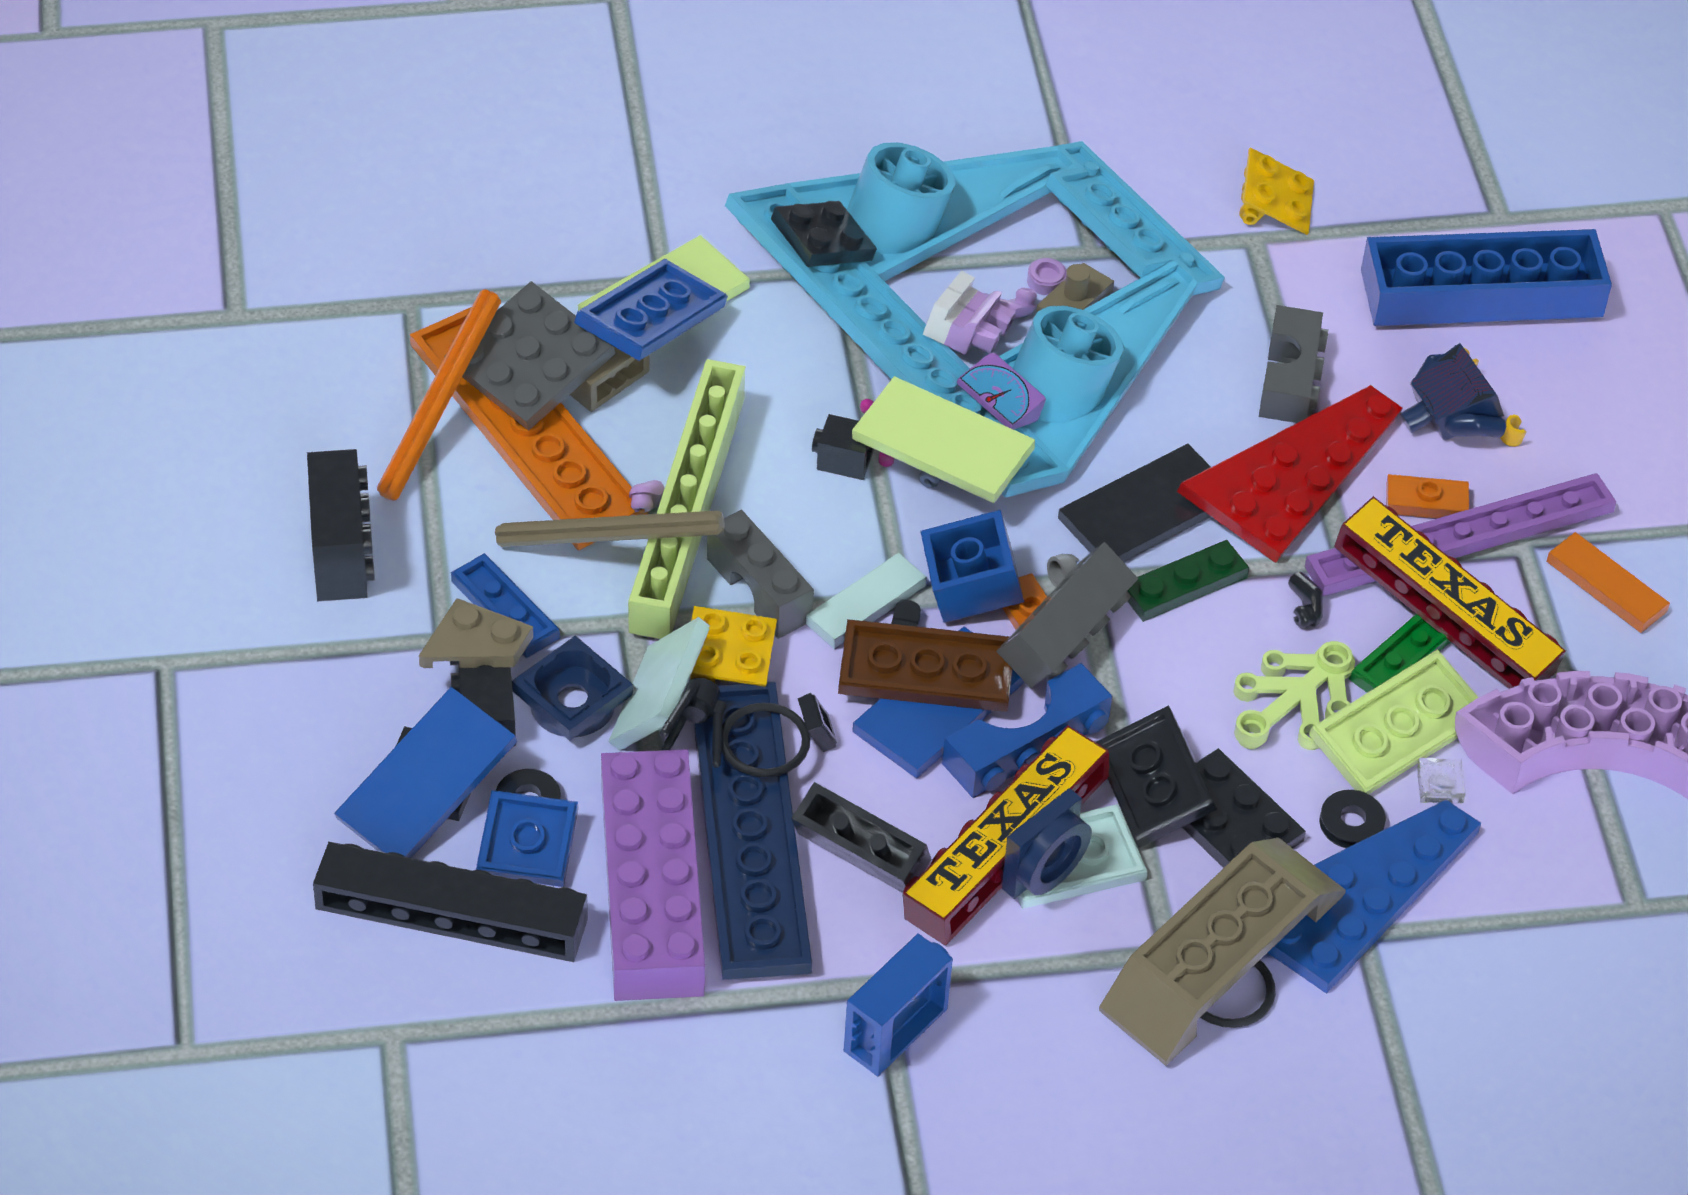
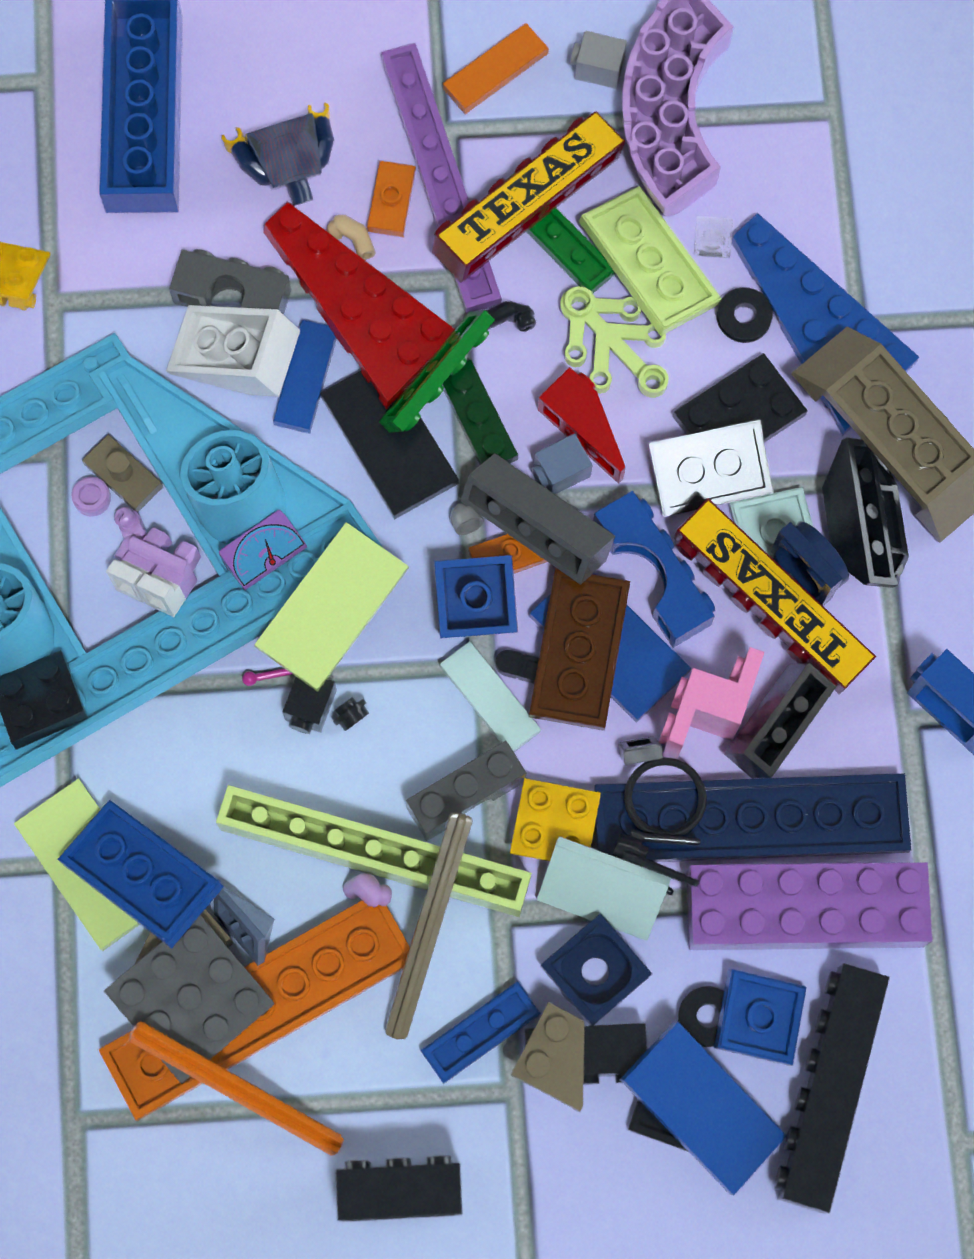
camera: 85 degrees left, 25 degrees up
(607, 406) = (245, 923): none -> sand blue slope
(836, 481) = (350, 713): none -> black plate
(869, 759) = (710, 703): none -> bright pink bracket
(1101, 927) = (865, 515): none -> black wedge
(1137, 647) = (562, 465): none -> sand blue brick
(1193, 665) = (576, 408): none -> red slope
(1204, 433) = (305, 377): none -> blue tile
(1210, 519) = (445, 362): none -> green plate
(1223, 374) = (235, 348): none -> white slope
(1381, 464) = (355, 231): none -> tan arm
(1641, 657) = (599, 59): none -> light grey brick

